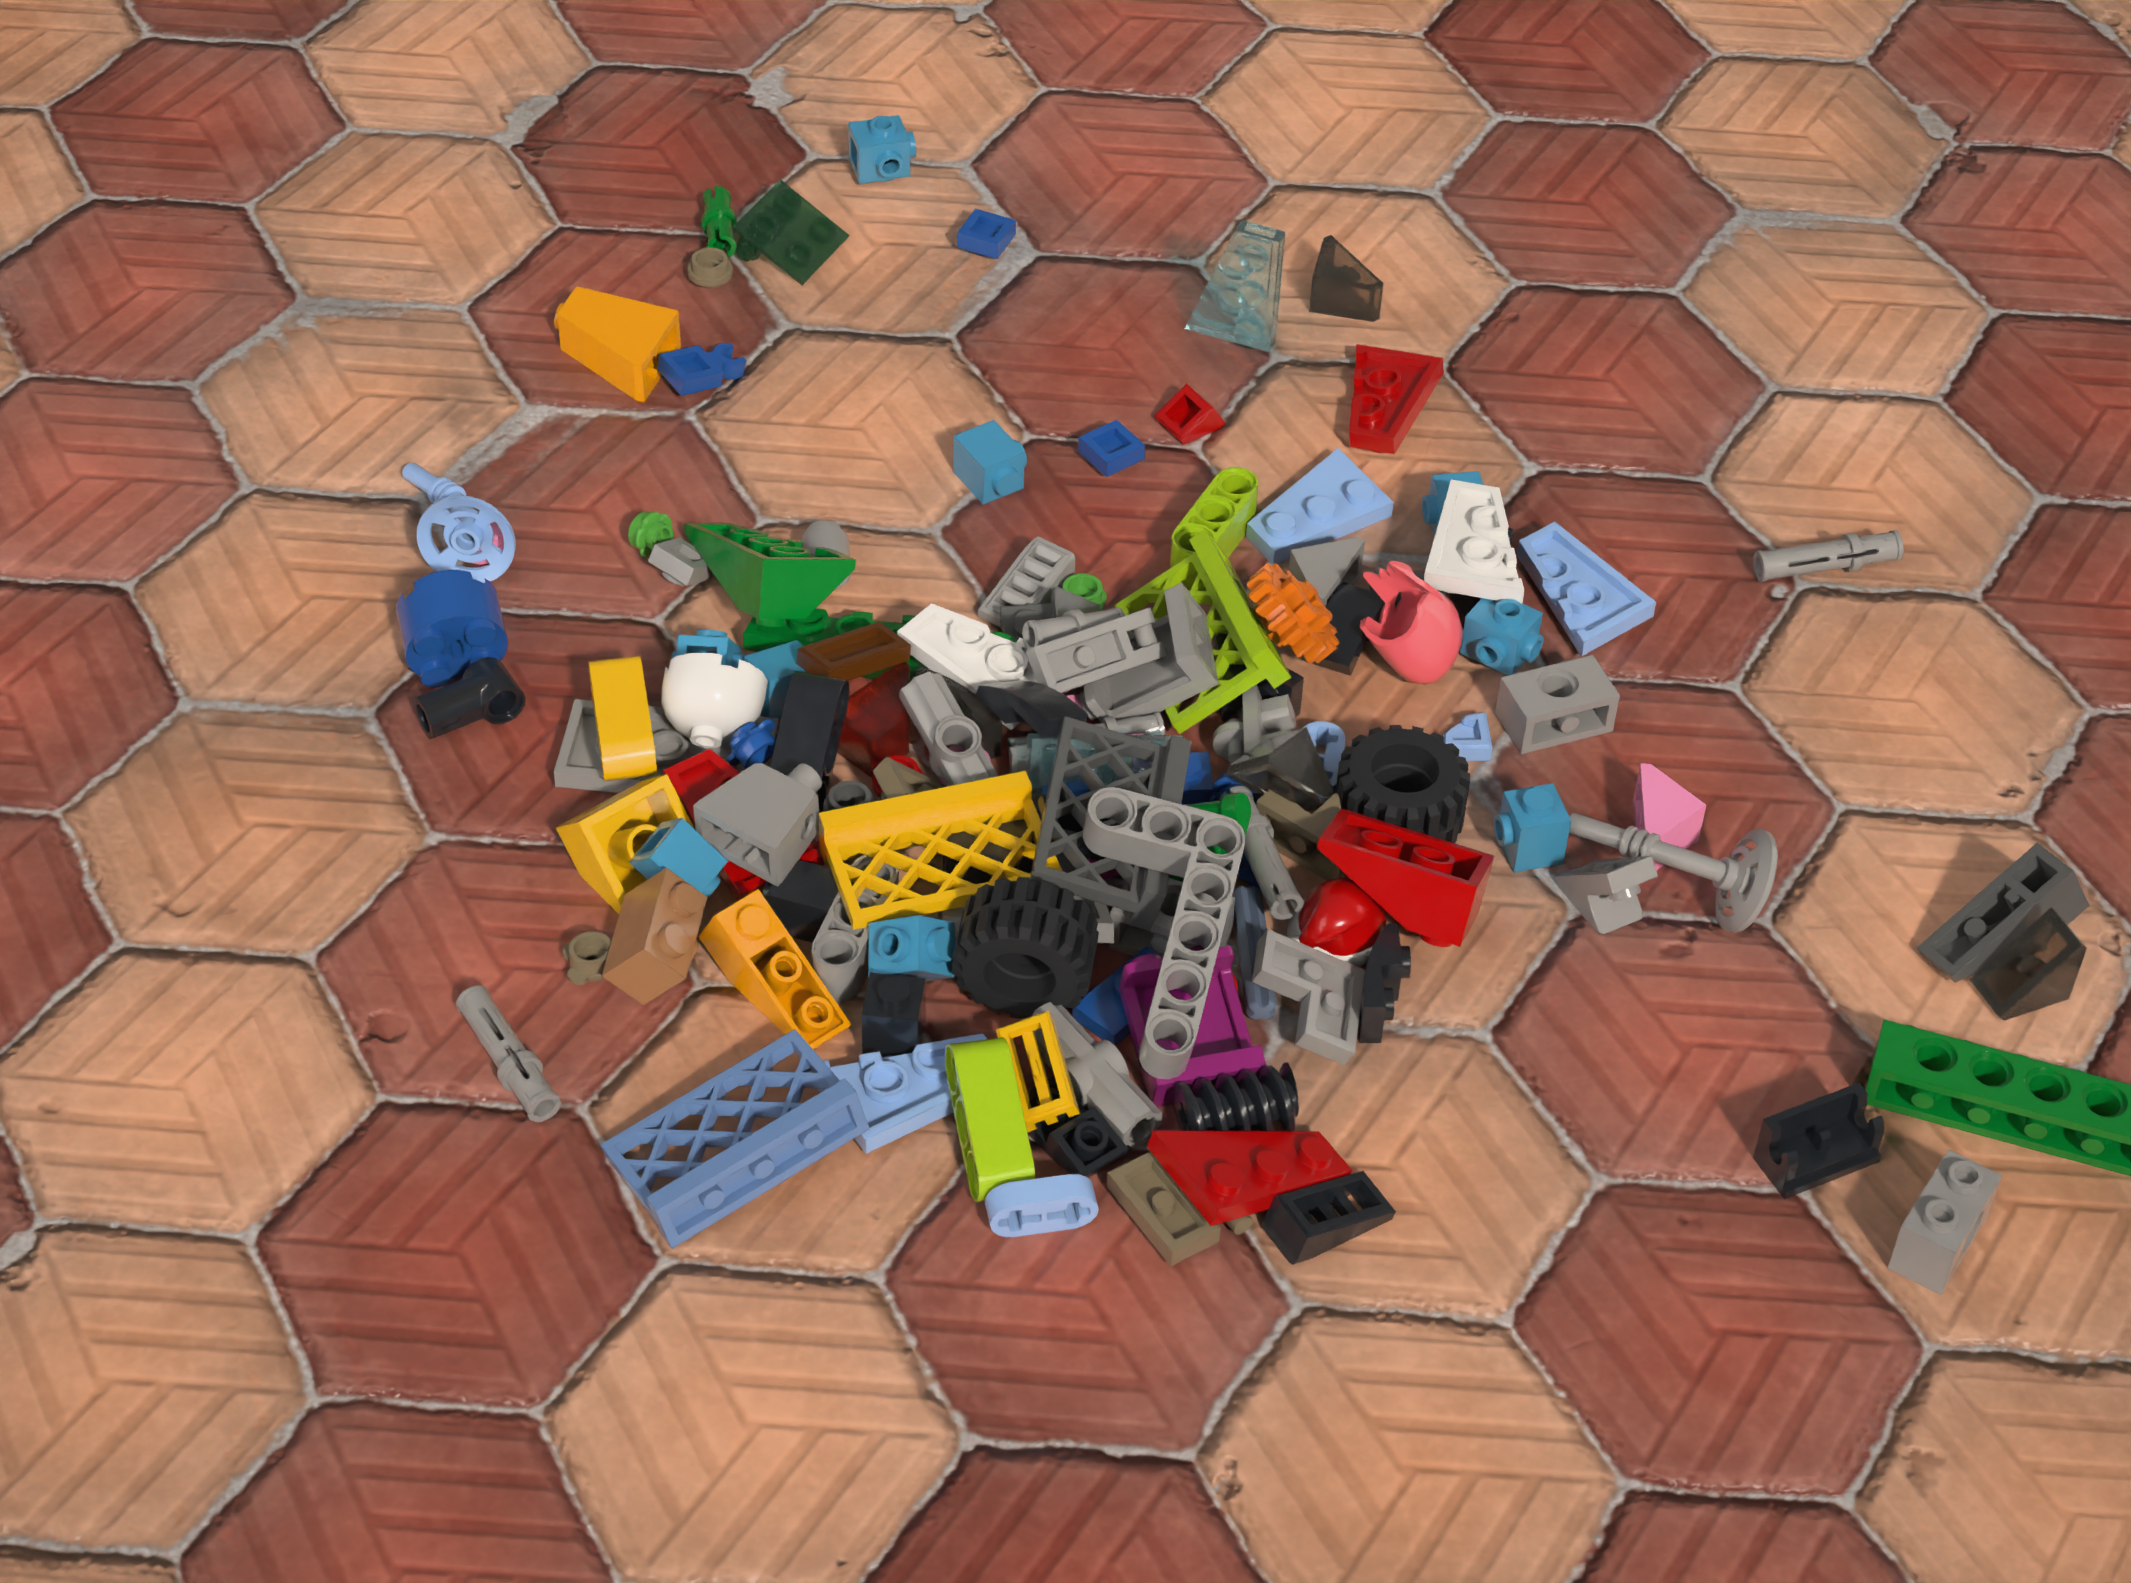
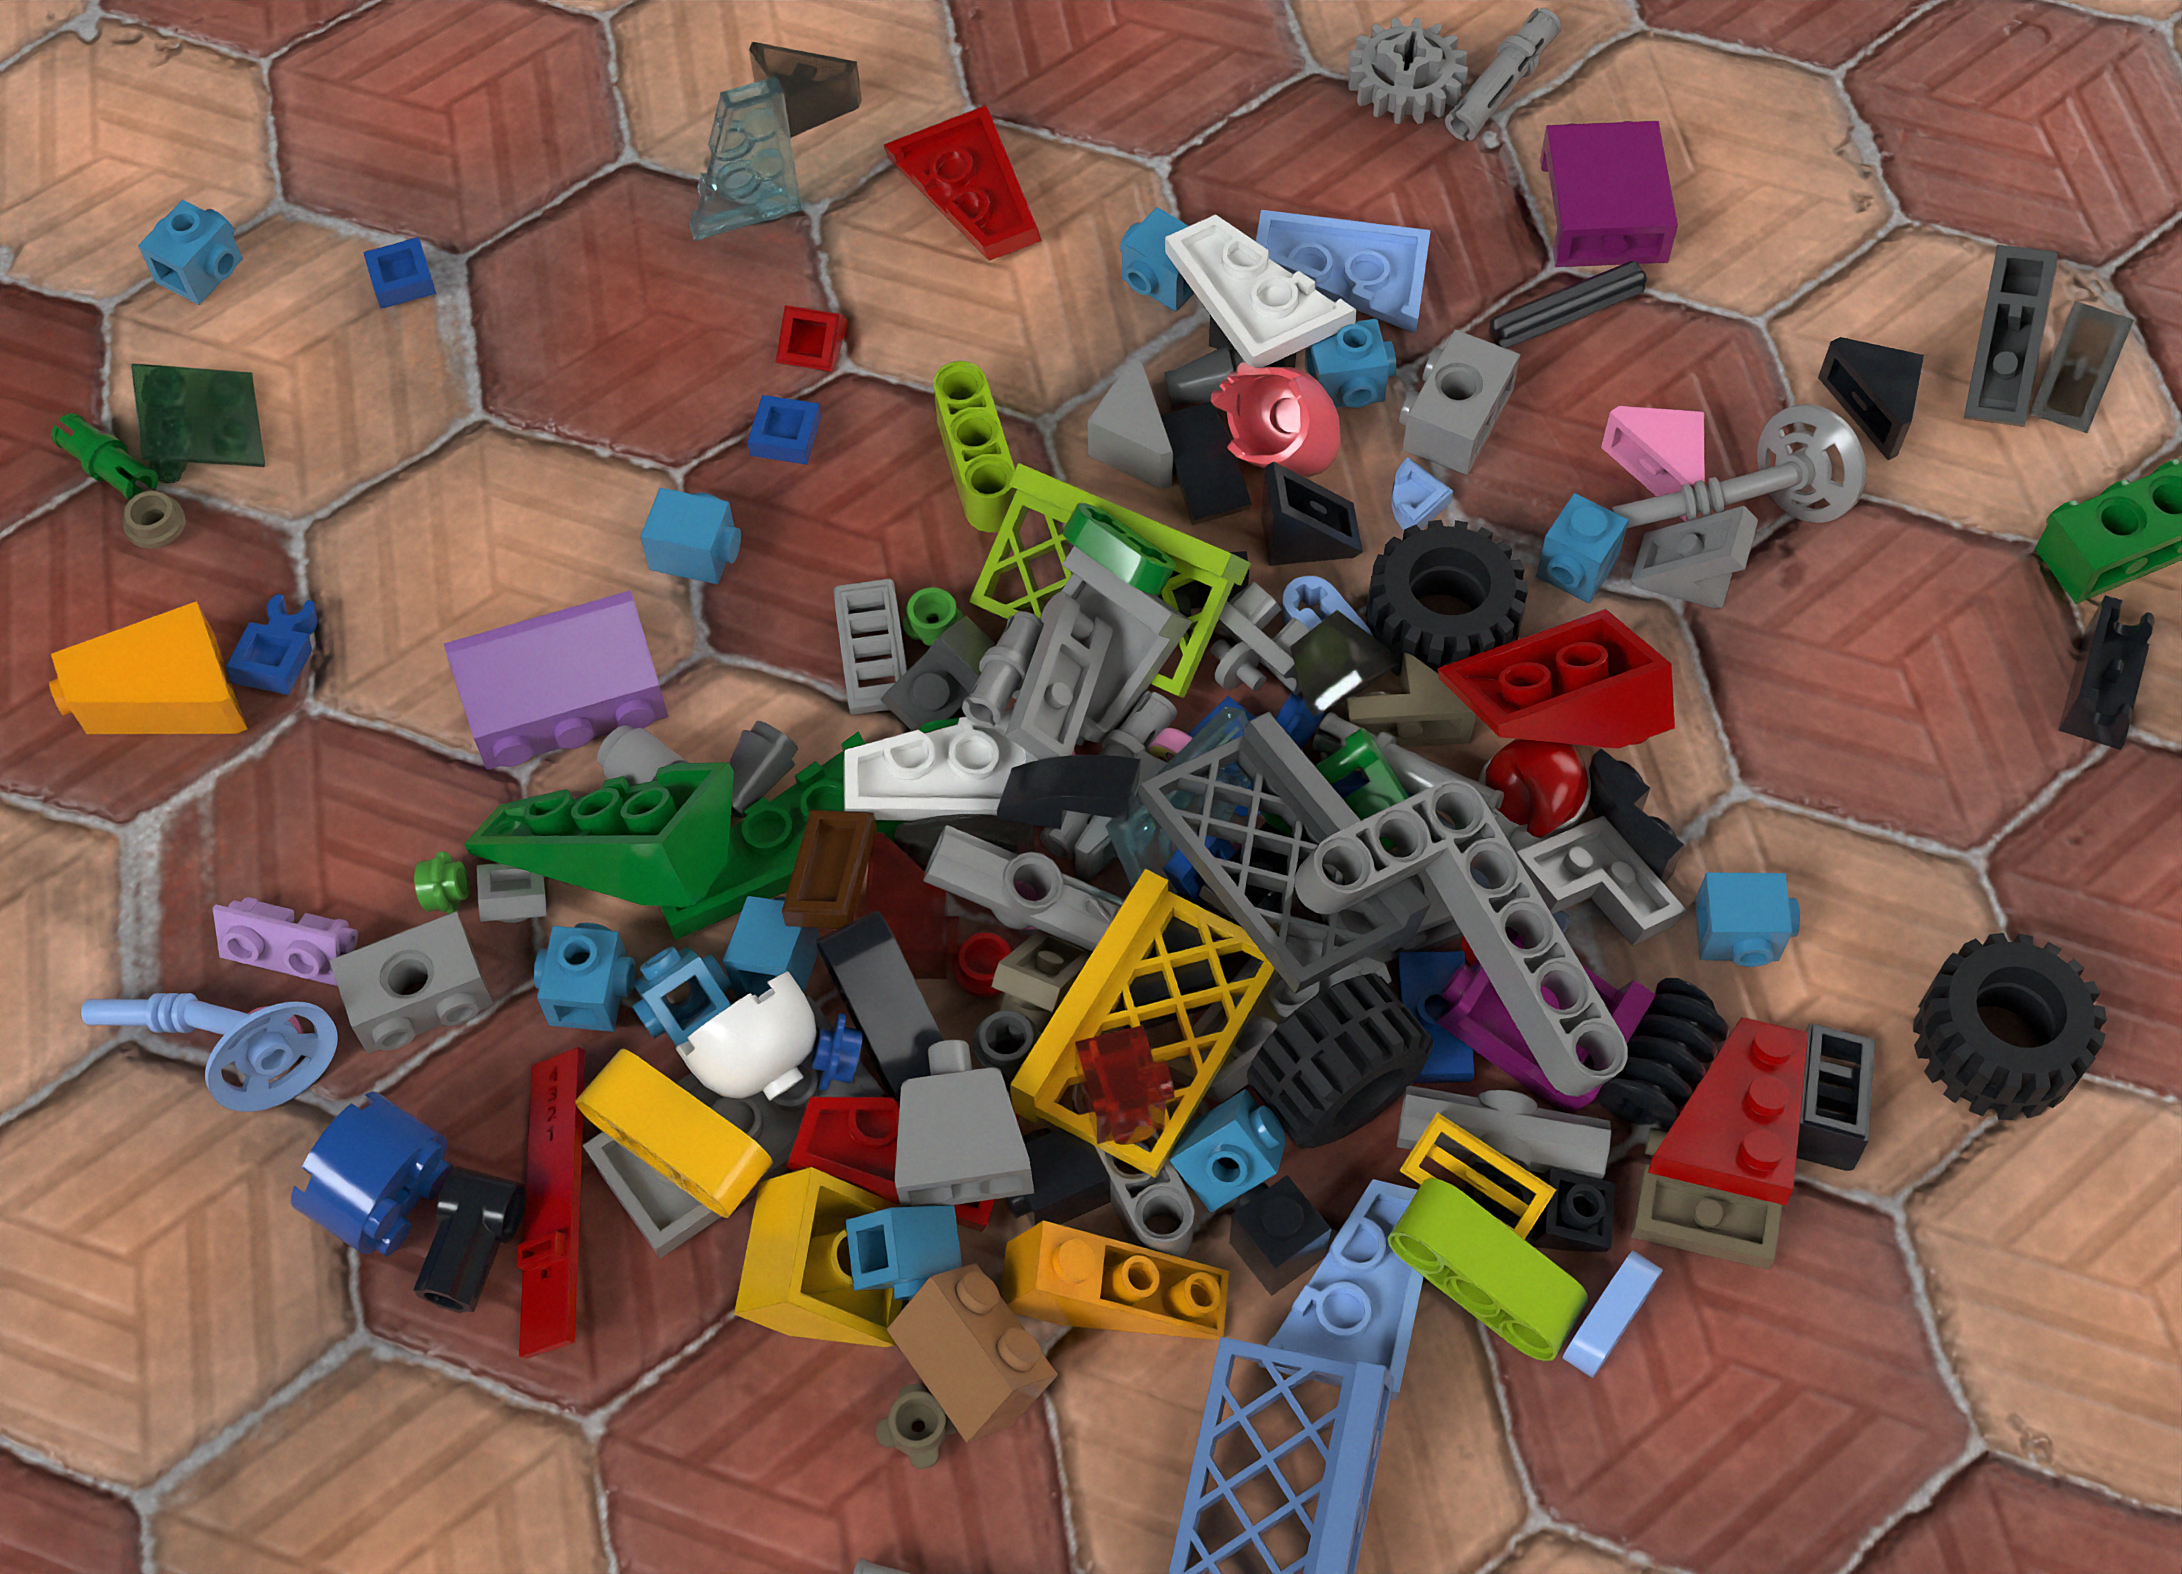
camera: 40 degrees left, 15 degrees up
(500, 736) = (552, 1205): none -> red piece
(541, 504) = (269, 939): none -> lavender hinge
(580, 566) = (378, 974): none -> light grey brick
(661, 617) = (583, 977): none -> dark azure brick
(824, 470) = (556, 680): none -> medium lavender slope
(876, 853) = (1123, 1085): none -> clear red brick
(887, 596) = (759, 764): none -> dark grey cone
(1205, 603) = (1119, 548): none -> green beam
(1292, 613) = (1183, 492): orange gear -> none
(1319, 509) = (1036, 351): light blue wing -> none
(1368, 691) = (1305, 520): none -> black slope
(1386, 1082) = (1745, 917): none -> dark azure brick
(1473, 1290) = (2037, 989): none -> black tyre
(1707, 706) = (1567, 304): none -> black axle
(1758, 511) = (1433, 75): none -> light grey gear
(1808, 659) = (1609, 193): none -> magenta panel
(1868, 886) = (1874, 388): none -> black slope

